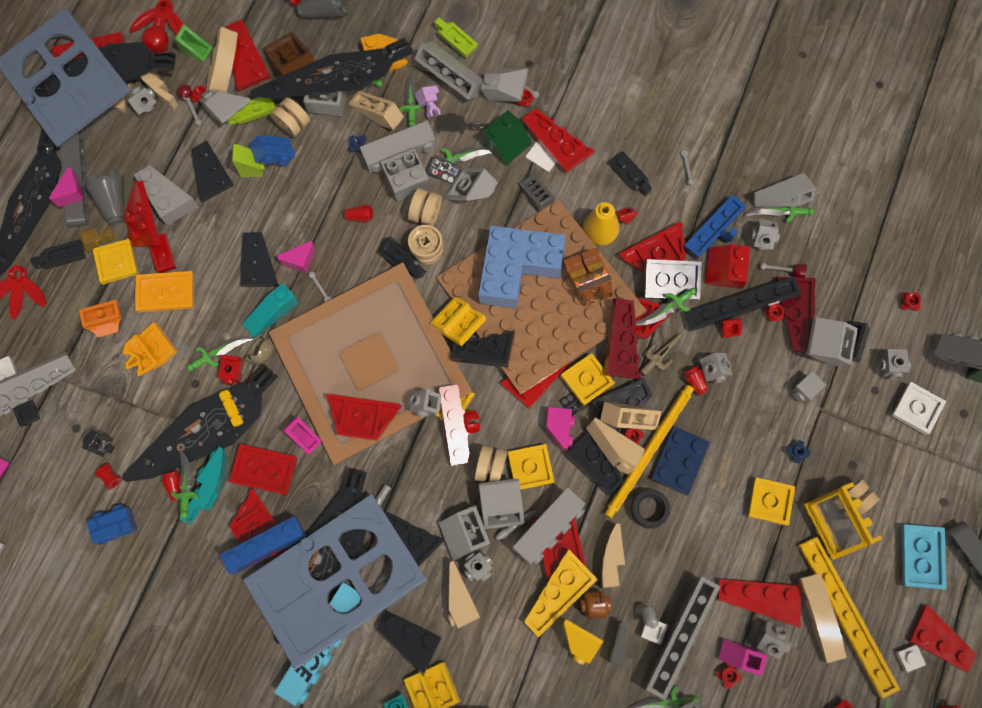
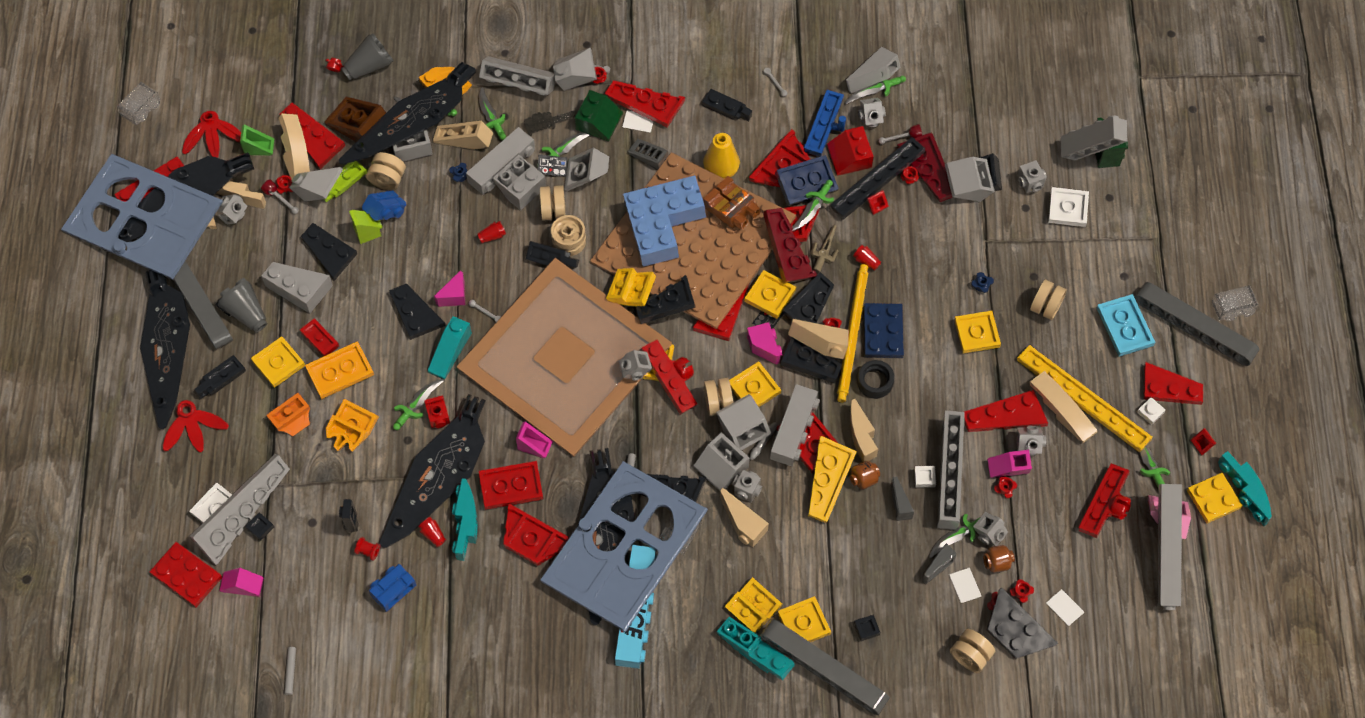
camera: 25 degrees left, 10 degrees down
(67, 190) = (205, 312): dark pink slope -> none
(92, 239) = (245, 350): clear yellow piece -> none
(140, 218) = (286, 314): red wing -> none
(155, 39) = (216, 148): red hair -> none
(185, 485) = (444, 522): piece -> none
(230, 408) = (455, 443): yellow axle -> none
(260, 351) = (458, 385): dark tan hair -> none
(263, 546) = (546, 542): blue brick -> none
(361, 417) = (581, 402): red wing -> none
(410, 640) = (719, 571): black wing -> none
(426, 97) = (507, 106): lavender piece -> none
(455, 37) = (507, 45): lime hinge -> none
(580, 642) = (864, 507): yellow slope -> none
(626, 215) = (740, 142): red slope -> none
(630, 416) = (822, 307): tan slope -> none
(648, 615) = (914, 463): light grey arm -> none
(716, 367) = (879, 239): light grey brick -> none
(808, 388) = (967, 226): light grey brick -> none
(840, 522) = (1043, 321): window -> none
(916, 300) = (1023, 117): red plate -> none

